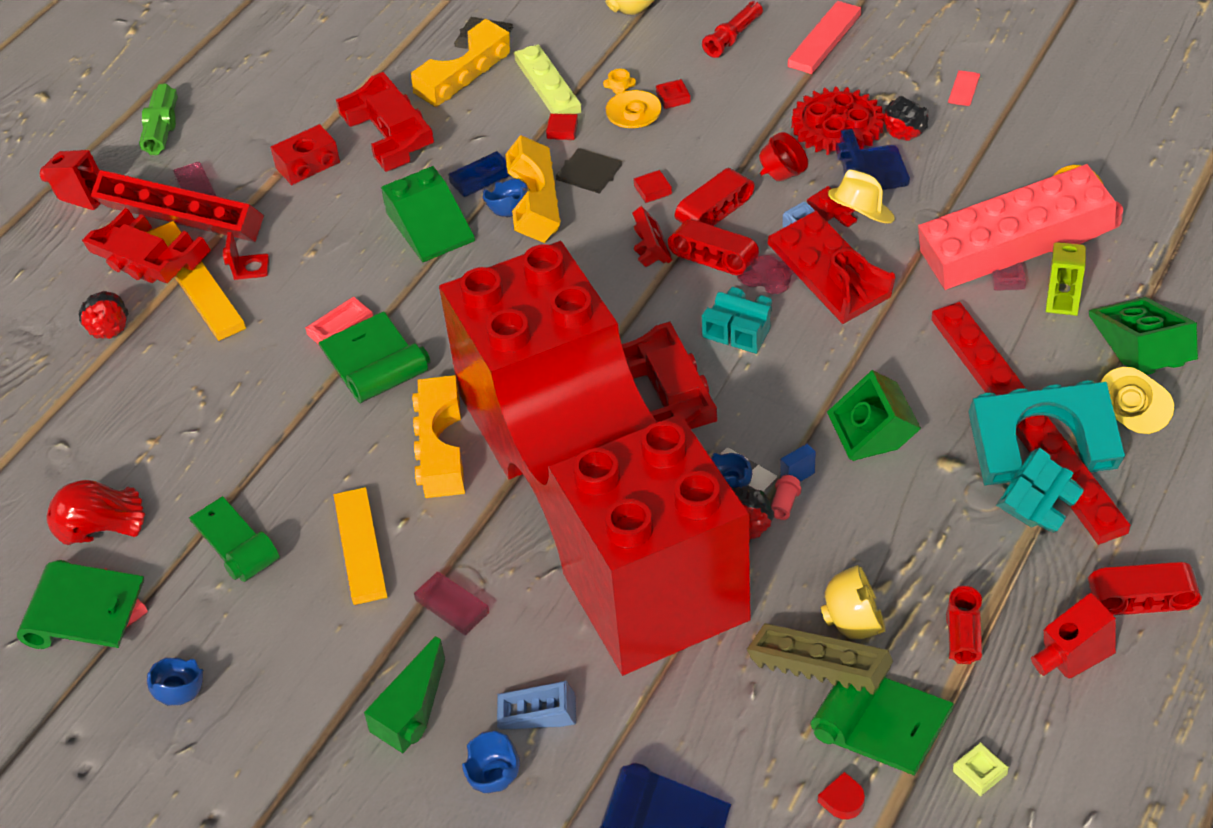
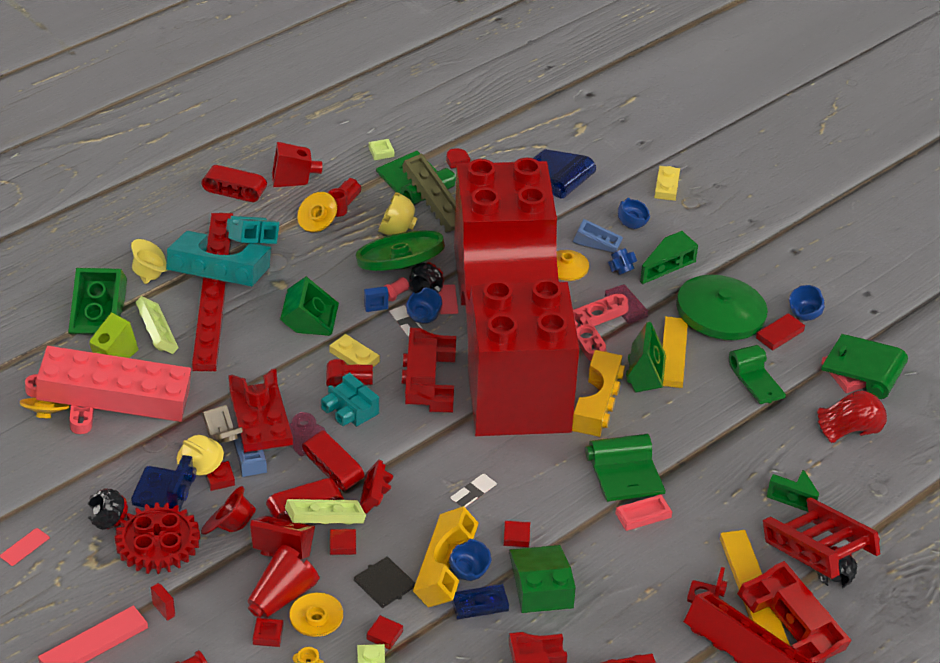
camera: 165 degrees left, 5 degrees down
(130, 293) = (817, 553): none -> red fence
(159, 390) = (792, 492): none -> green slope
(212, 633) = (780, 331): none -> red tile
(306, 638) = (721, 307): none -> green dish
(386, 482) = (646, 361): none -> green slope
(473, 253) = (517, 534): none -> red tile
(477, 656) = (622, 261): none -> blue gear
(491, 540) = (588, 321): none -> coral beam
(568, 657) = (571, 265): none -> yellow dish
(678, 118) = (281, 582): none -> red cone
(686, 179) = (325, 511): none -> yellowish green plate
(707, 135) = (271, 532): none -> red slope
(771, 349) = (338, 368): none -> red piece
(779, 392) = (353, 352): none -> light yellow plate
(786, 74) = (163, 601): none -> red tile
(805, 527) = (400, 250): none -> green dish
(852, 229) = (220, 425): none -> dark tan bracket
(979, 575) = (311, 208): none -> yellow dish
(1045, 330) = (156, 325): none -> yellowish green plate

